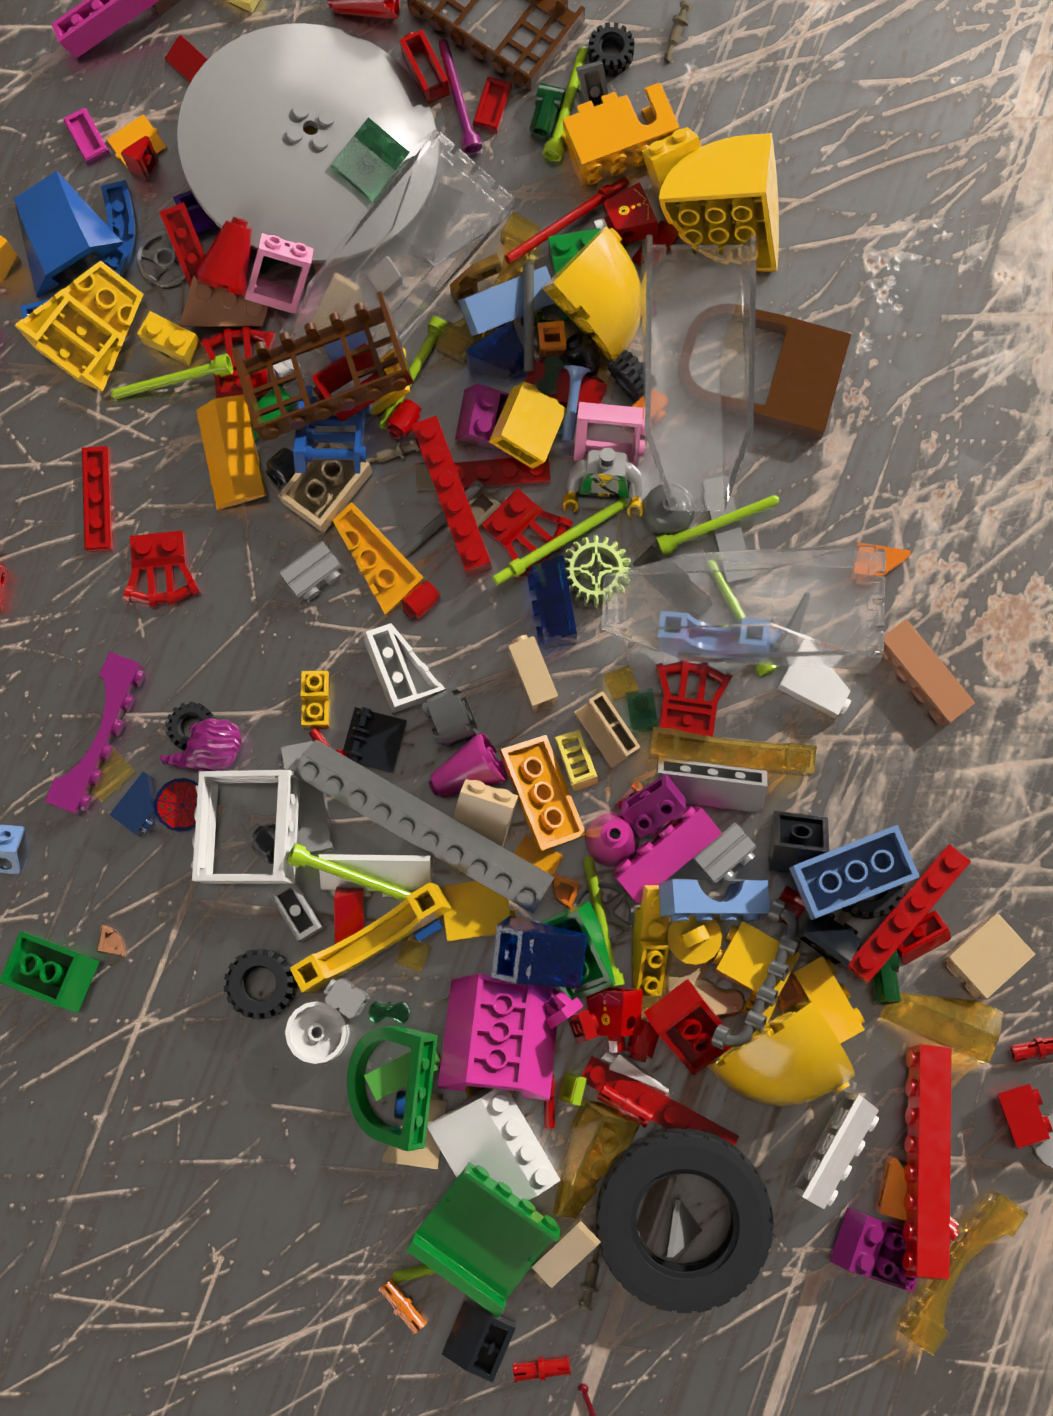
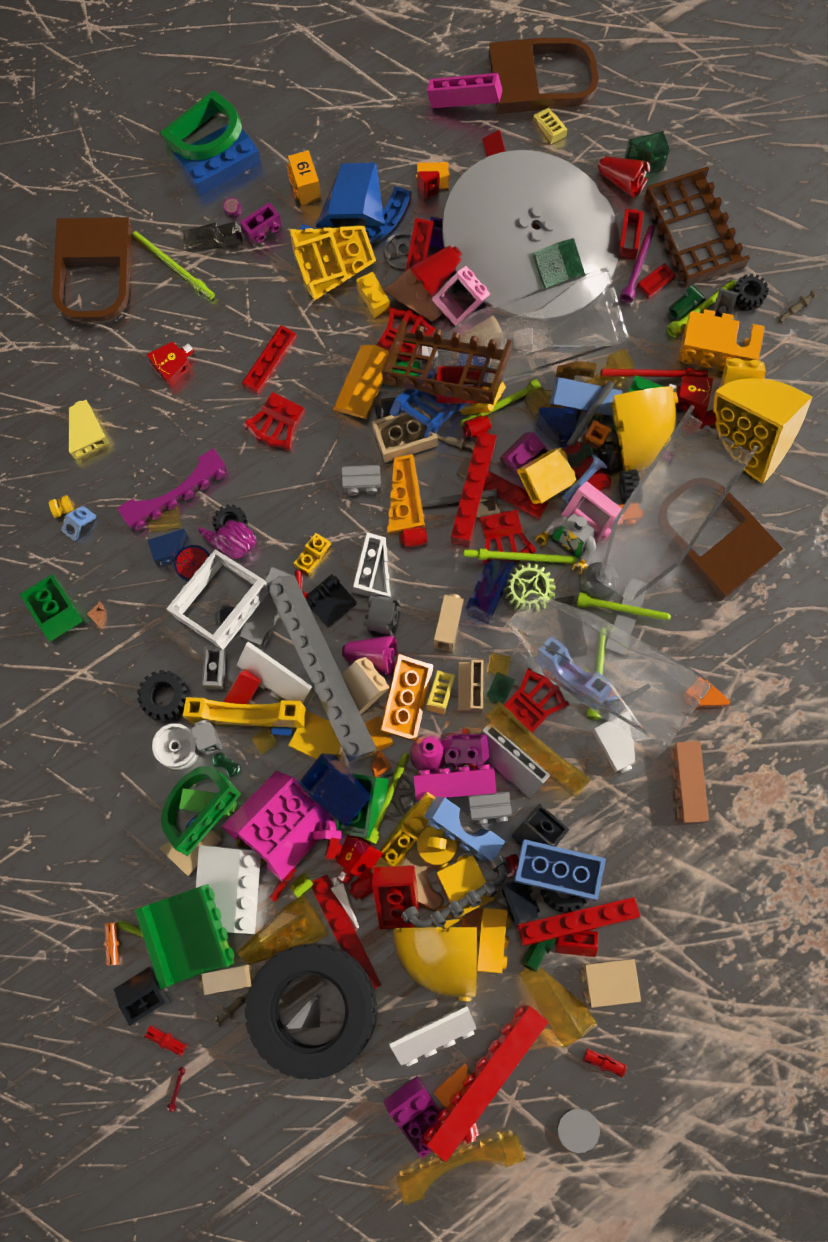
camera: 35 degrees right, 5 degrees down
(86, 135) = (407, 154): dark pink tile -> none
(219, 366) = (390, 327): lime piece -> none
(300, 856) = (236, 635): lime piece -> none
(625, 1105) = (325, 916): red pin -> none
(1024, 1116) = (565, 1098): red brick -> none

